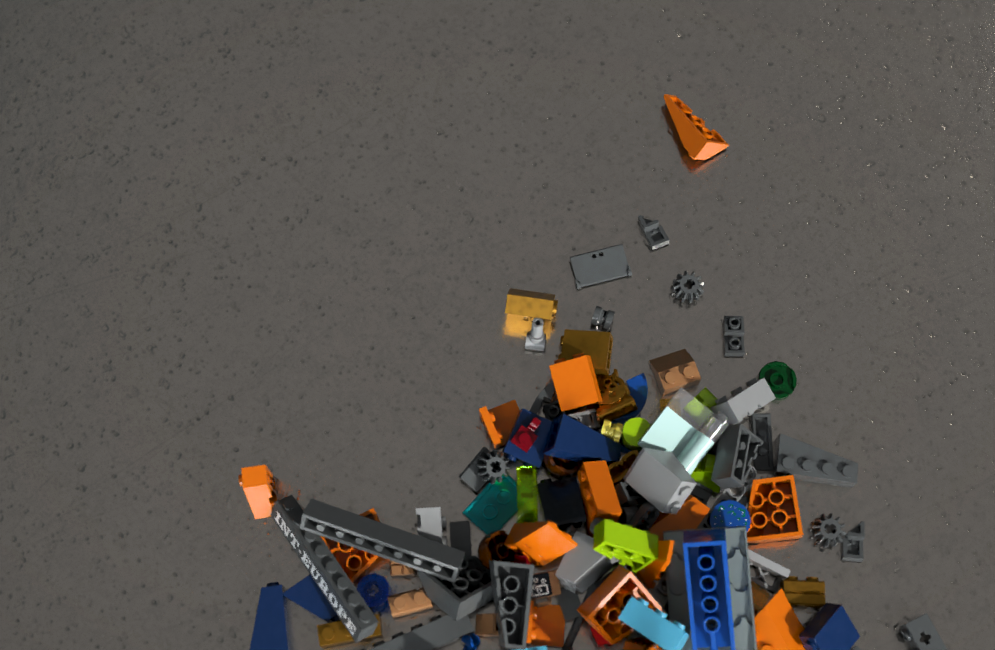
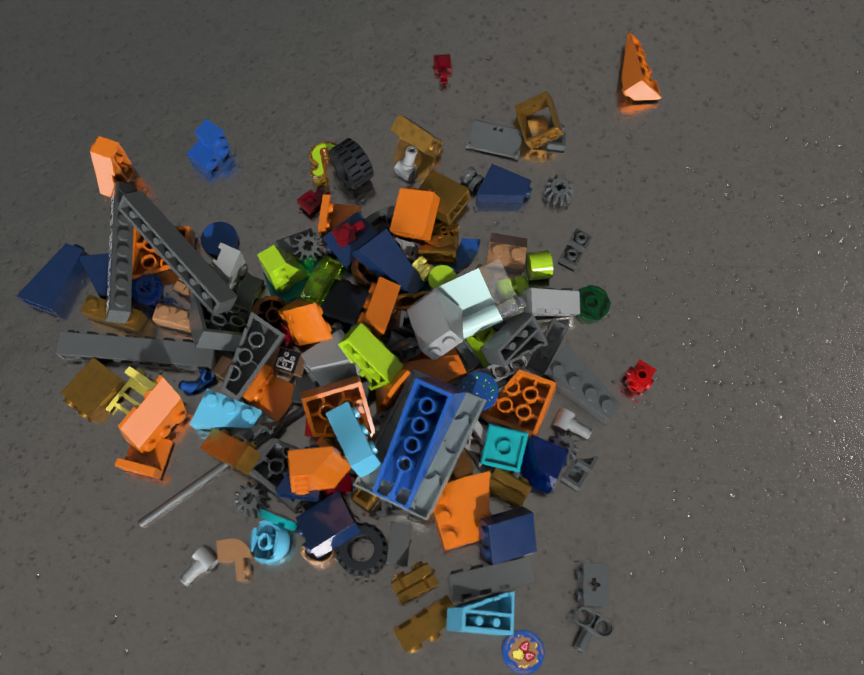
camera: 25 degrees right, 0 degrees up
(338, 416) = (210, 147): none -> blue brick
(400, 503) = (217, 233): none -> blue tile
(445, 370) = (317, 158): none -> clear orange animal
(466, 417) = (311, 201): none -> dark red plate
(485, 364) = (351, 163): none -> black tyre
(486, 503) = (281, 268): none -> lime wedge
(508, 217) = (442, 65): none -> dark red plate
(617, 217) = (532, 106): none -> pearl gold window
(635, 310) = (503, 187): none -> dark blue slope
(713, 370) = (539, 265): none -> lime piece
(782, 560) = (504, 448): none -> teal tile
(818, 505) = (566, 421): none -> light grey pin
(821, 555) = (542, 463): none -> clear blue slope
(859, 428) = (639, 376): none -> red brick

